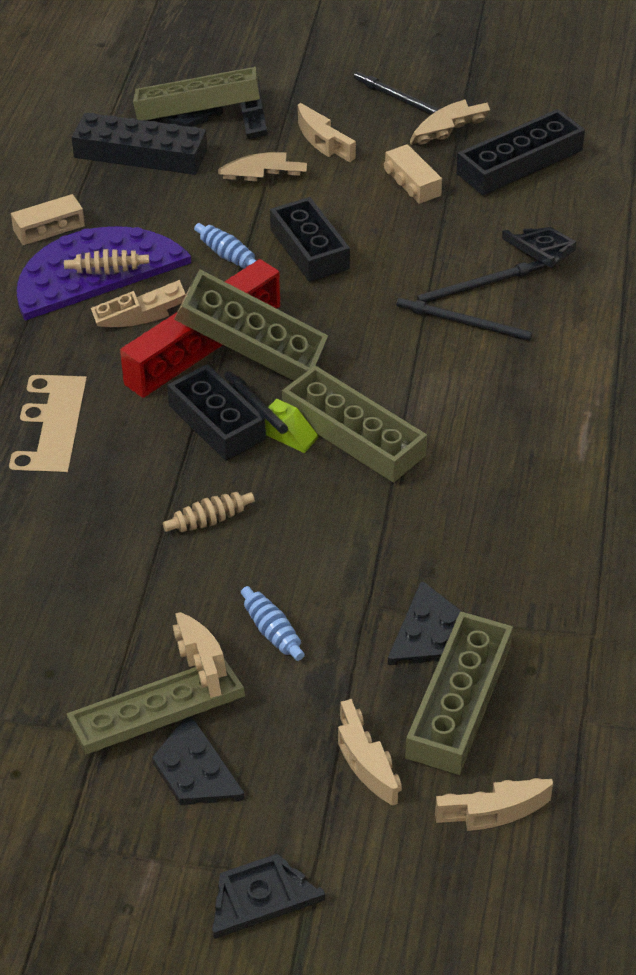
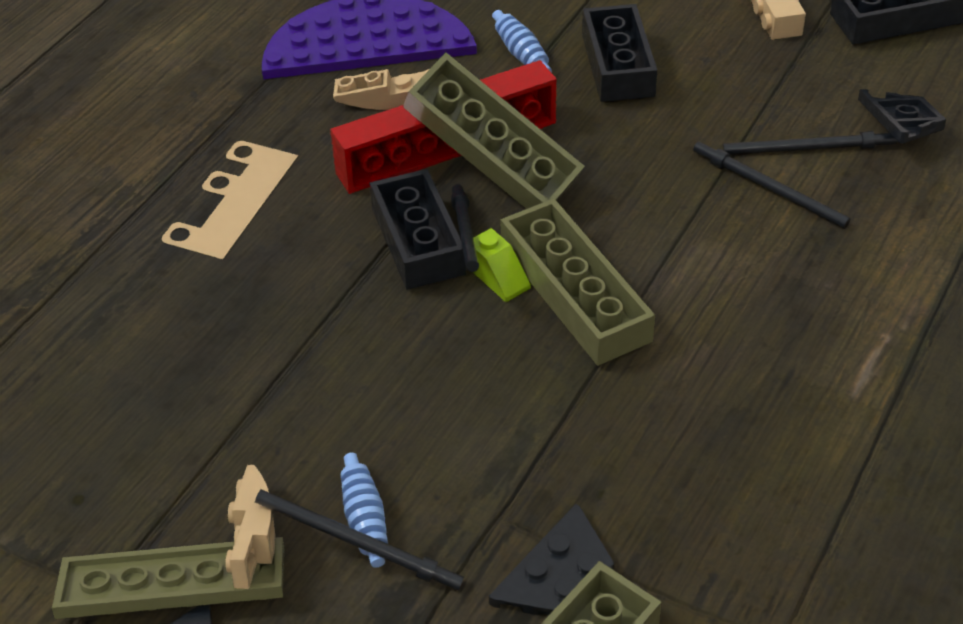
camera: 20 degrees right, 0 degrees up
(97, 262) = (373, 31): tan piece -> none
(208, 511) = (354, 346): tan piece -> none
(334, 651) = (425, 568): none -> black bar

